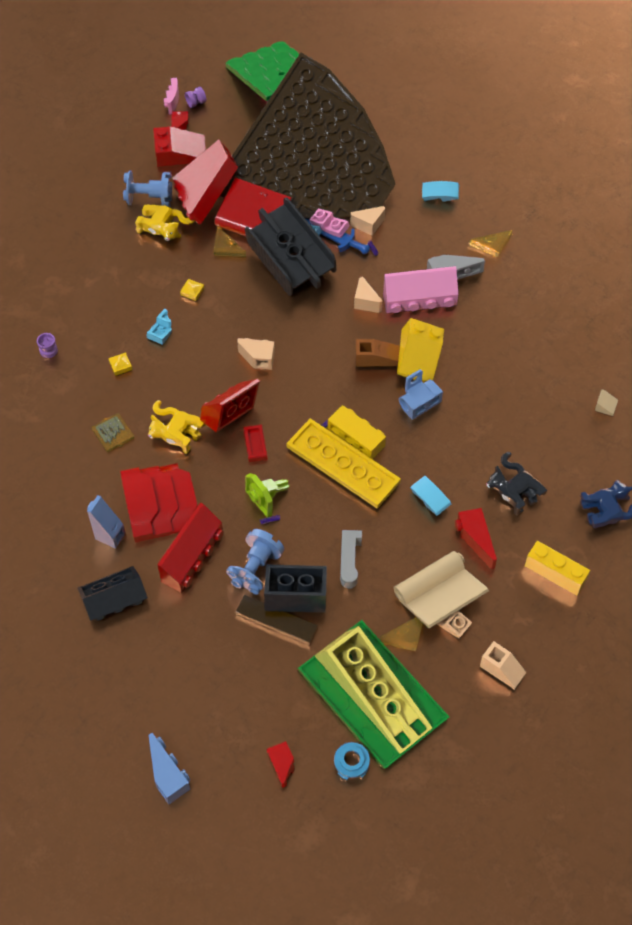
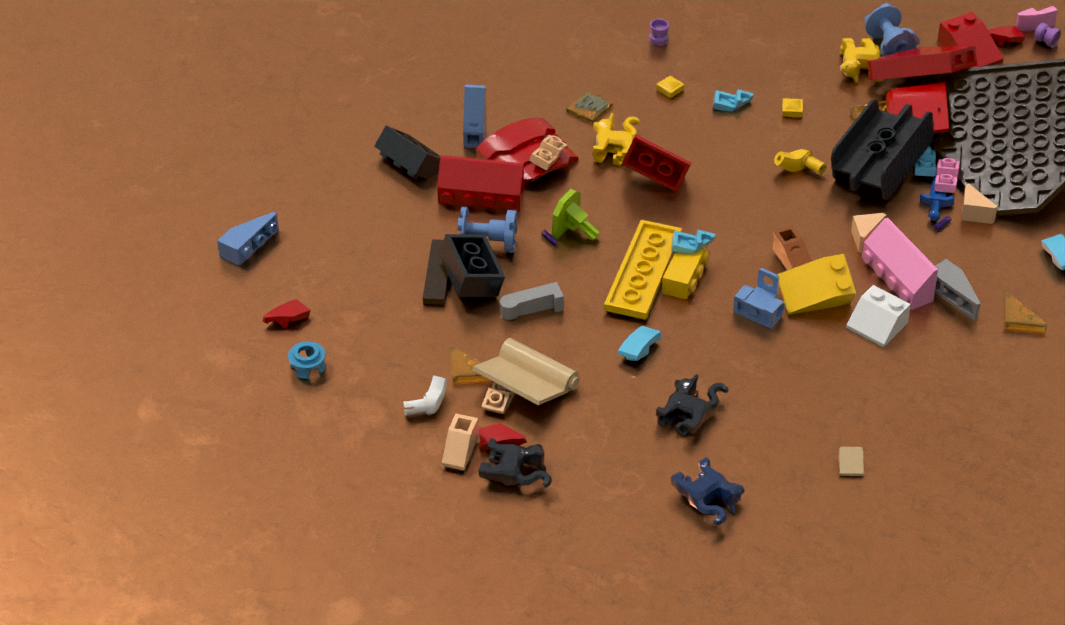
camera: 70 degrees right, 15 degrees down
(175, 479) = (548, 152): none -> light nougat slope
(255, 443) = (632, 203): red tile -> none
(257, 352) = (741, 172): light nougat slope -> none
(262, 306) = (799, 160): none -> yellow arm
(341, 417) = (690, 243): none -> medium azure slope
(373, 694) = (391, 354): piece -> none
(438, 672) = (431, 400): none -> white arm
(464, 326) = (879, 316): none -> white slope
(476, 534) = (611, 388): red slope -> none
(499, 632) = (501, 433): none -> red slope
(538, 635) = (511, 462): none -> black animal
(557, 568) = (601, 462): yellow brick -> none

